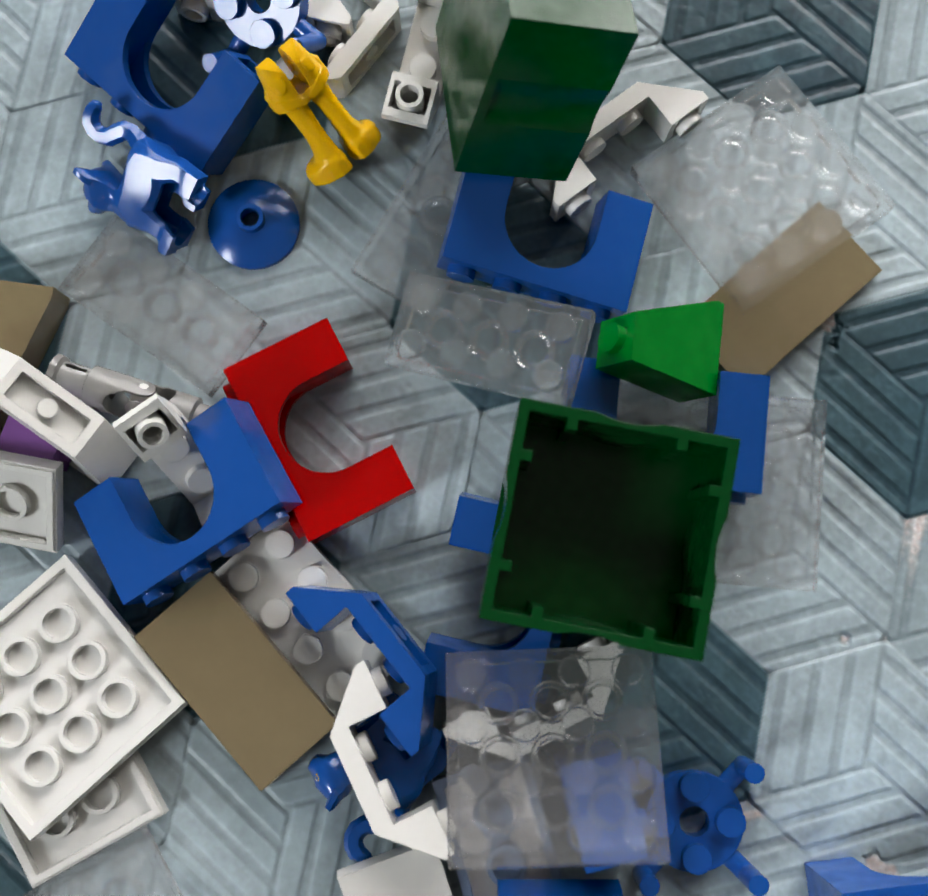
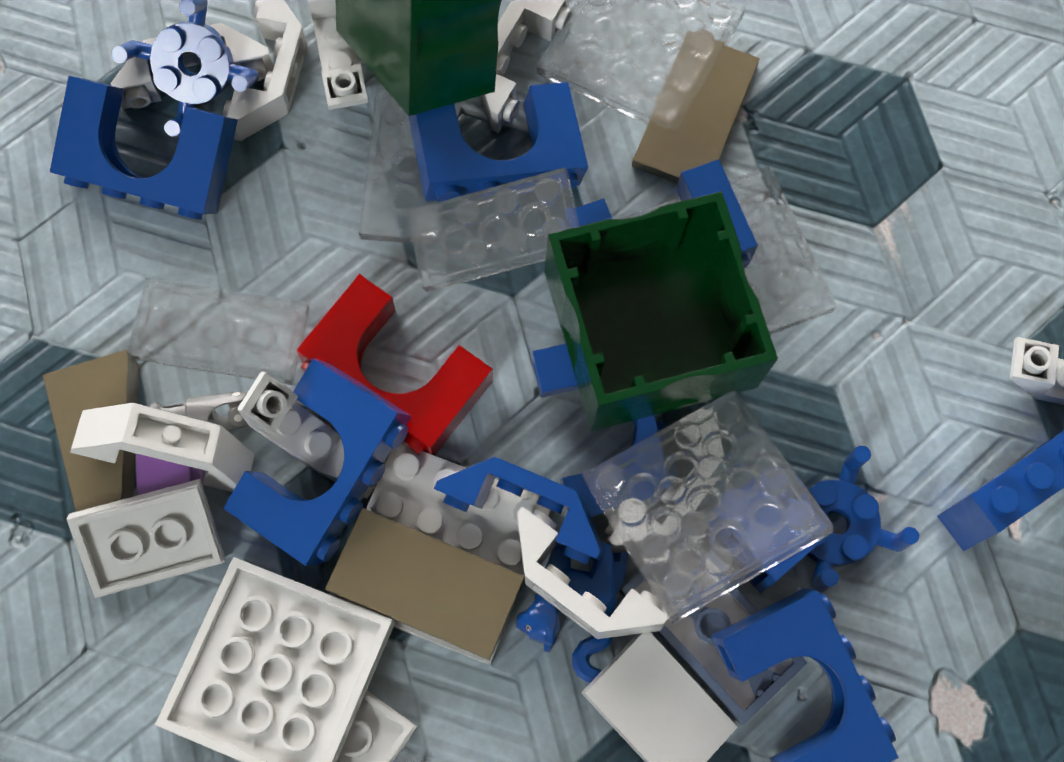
camera: 30 degrees left, 10 degrees down
(148, 182) = (165, 239): blue animal -> none
(259, 244) = (267, 253): blue dish -> none
(292, 99) = (250, 115): yellow piece -> none
(665, 349) = (631, 175): green slope -> none

